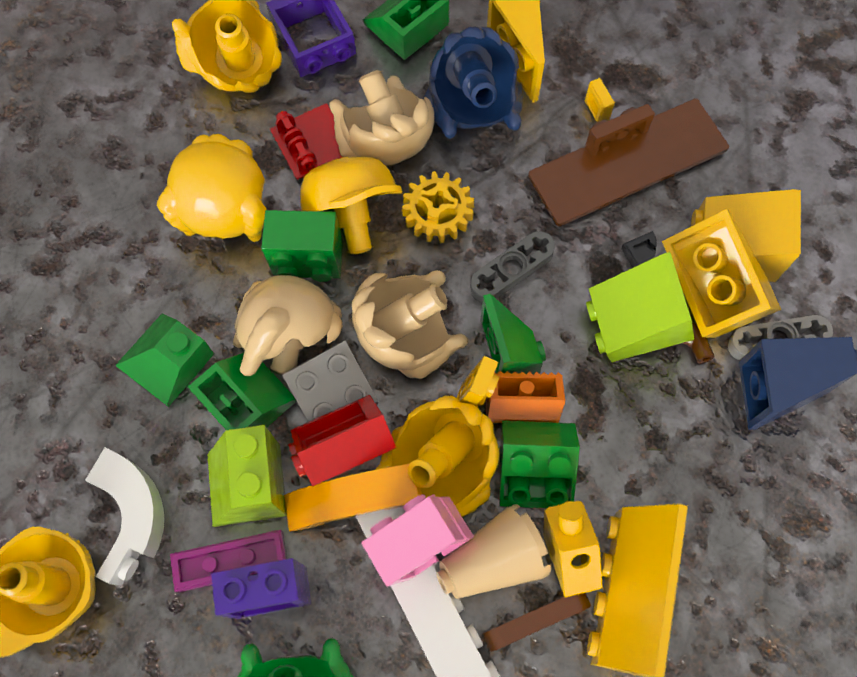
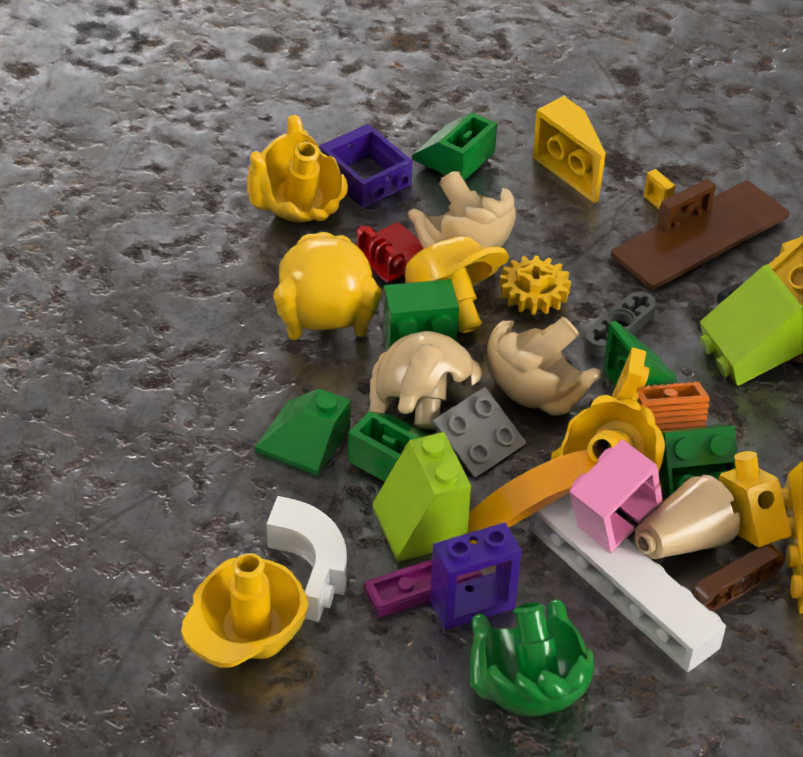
camera: 15 degrees left, 25 degrees down
(340, 440) = (513, 455): red window -> none
(475, 82) = (543, 180): dark blue piece -> none

